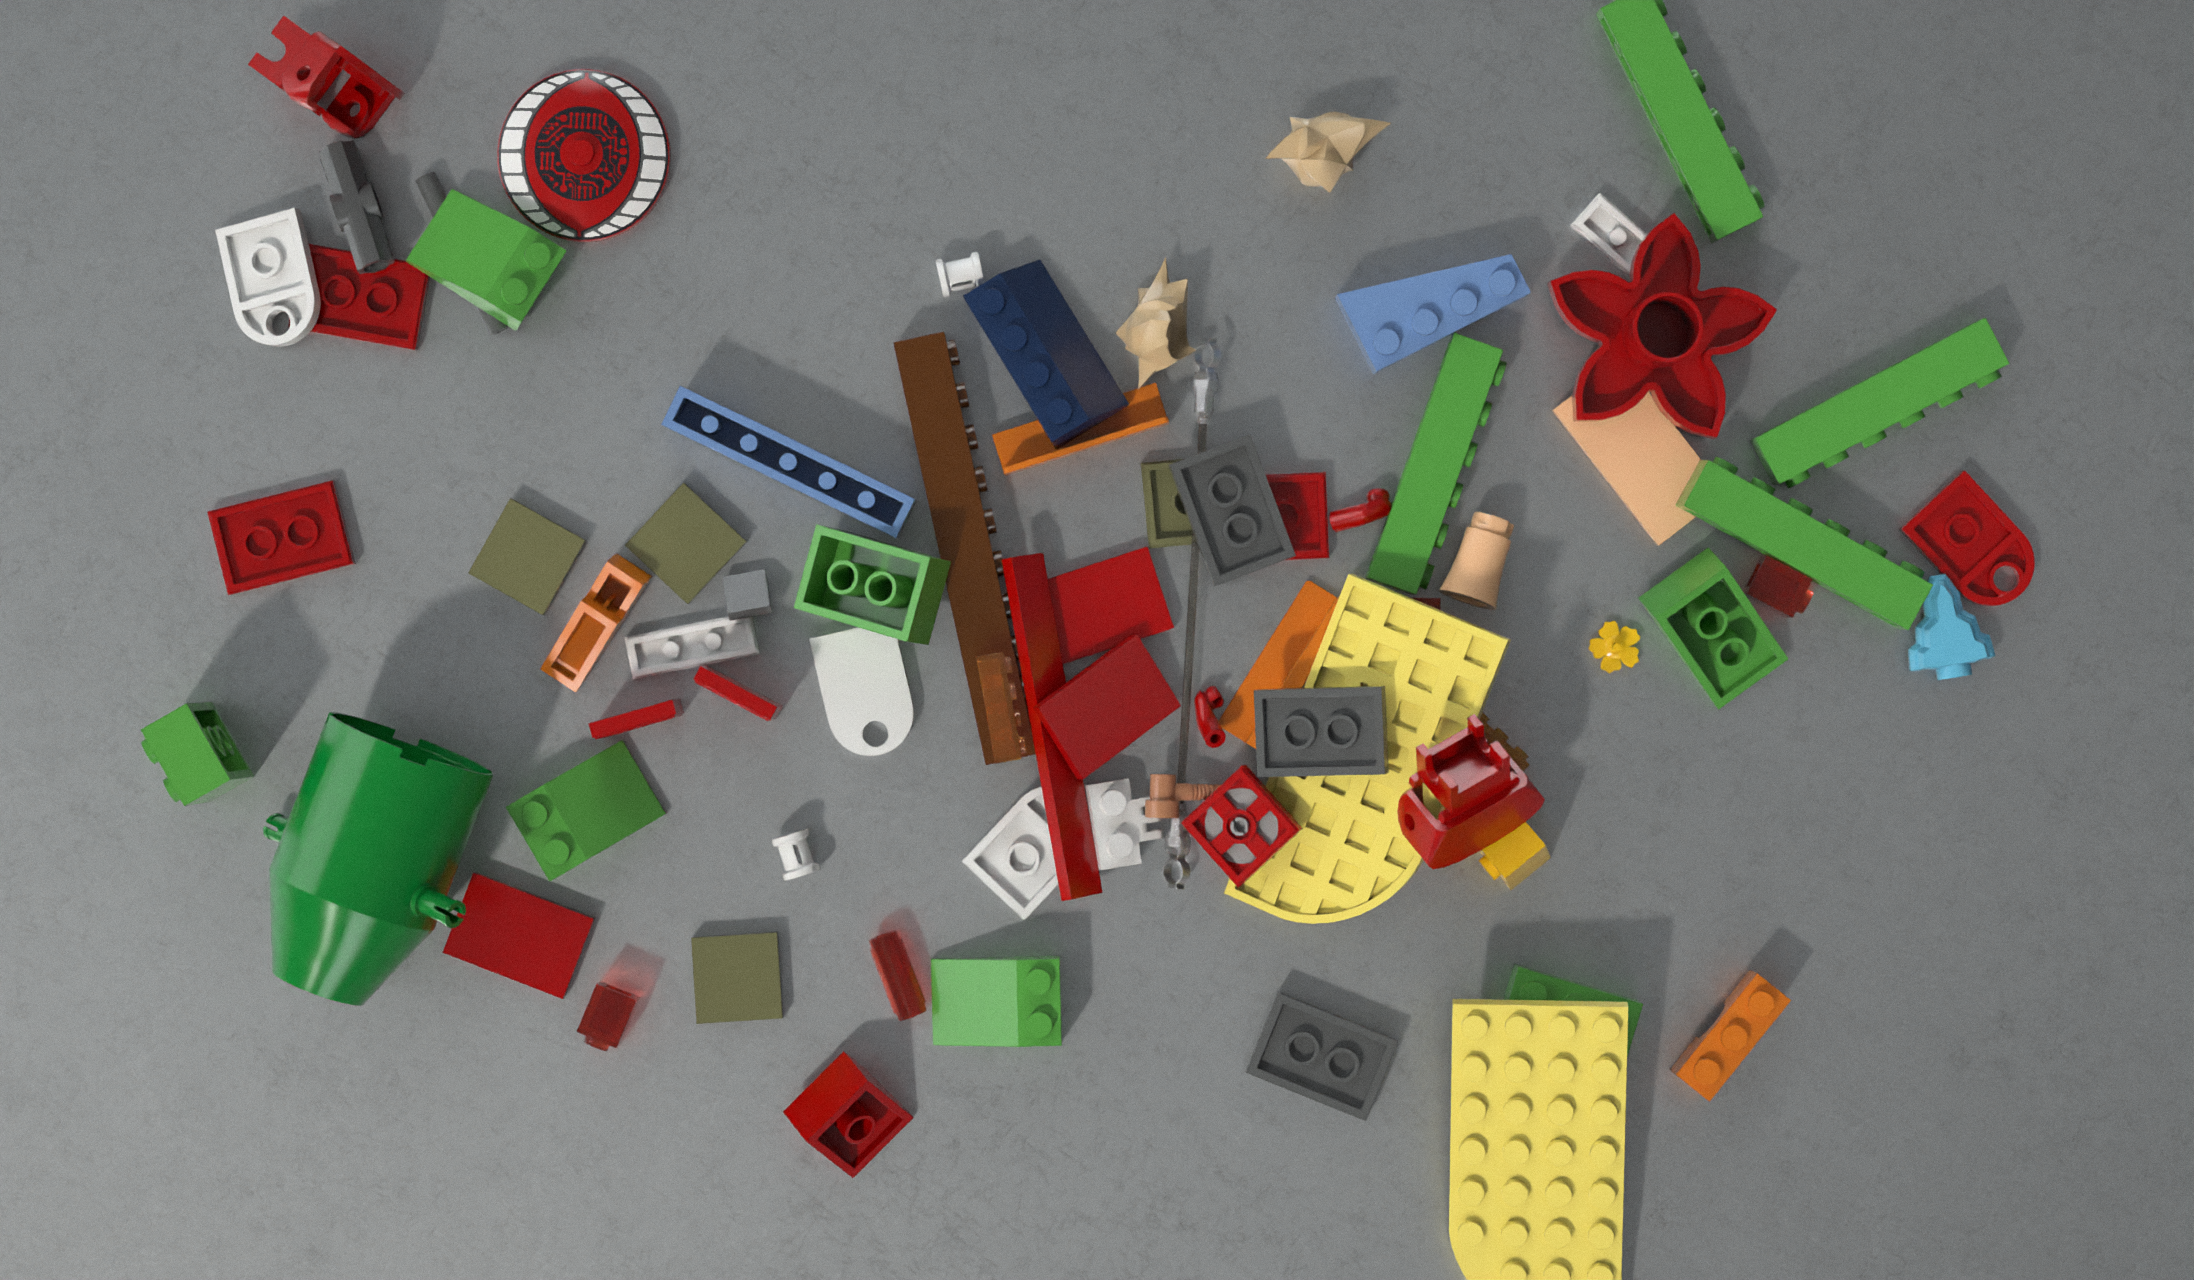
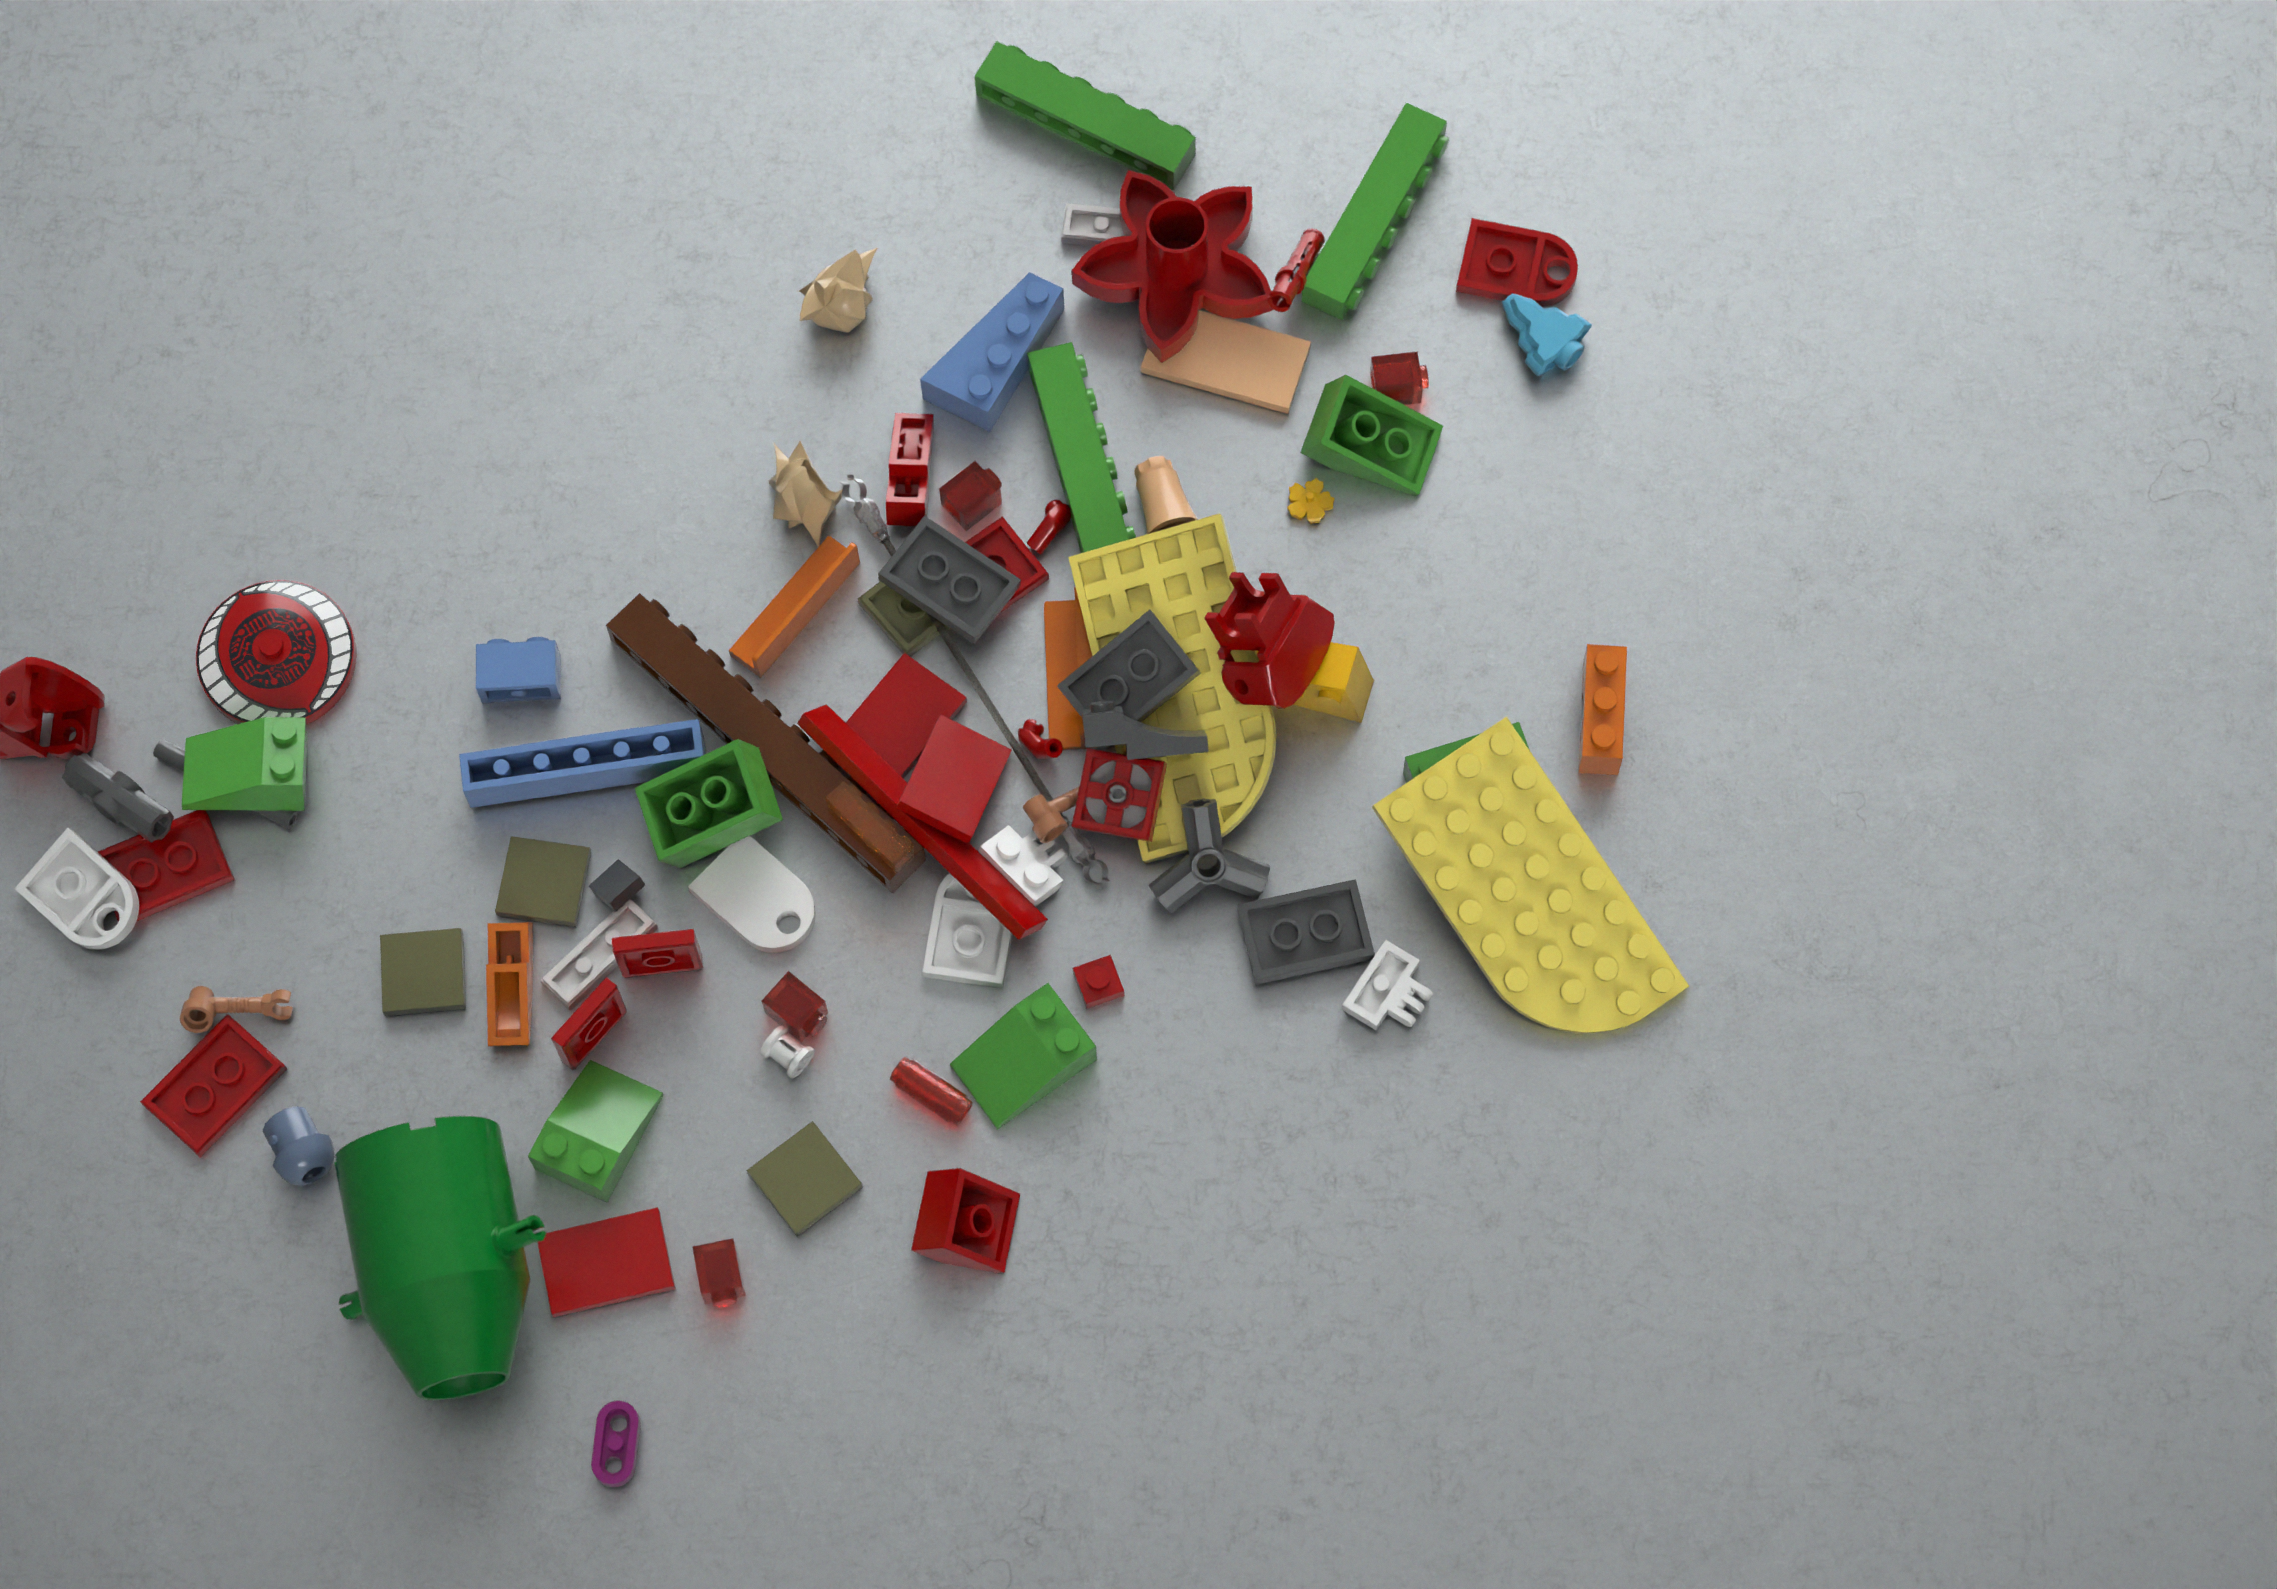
camera: 25 degrees left, 20 degrees down
(195, 754) = (246, 1275): bright green brick -> none
(313, 461) = (202, 1007): none -> nougat brick
(317, 655) = (299, 1148): none -> sand blue piece
(424, 1103) = (615, 1445): none -> magenta plate
(790, 325) = (518, 670): none -> medium blue brick
(829, 821) = (796, 1007): none -> clear red brick
(959, 274) = (626, 553): white bush -> none
(1046, 351) = (726, 565): dark blue slope -> none
(1110, 973) = (1098, 981): none -> red plate
(1270, 774) = (1108, 726): none -> dark grey slope
(1272, 368) = (909, 469): none -> red slope
(1289, 952) = (1202, 838): none -> dark grey piece
(1311, 433) = (971, 495): none -> clear red brick
(1355, 1156) = (1387, 989): none -> white hinge
(1748, 428) = (1285, 291): none -> red pin
(1805, 544) = (1352, 336): bright green brick -> none

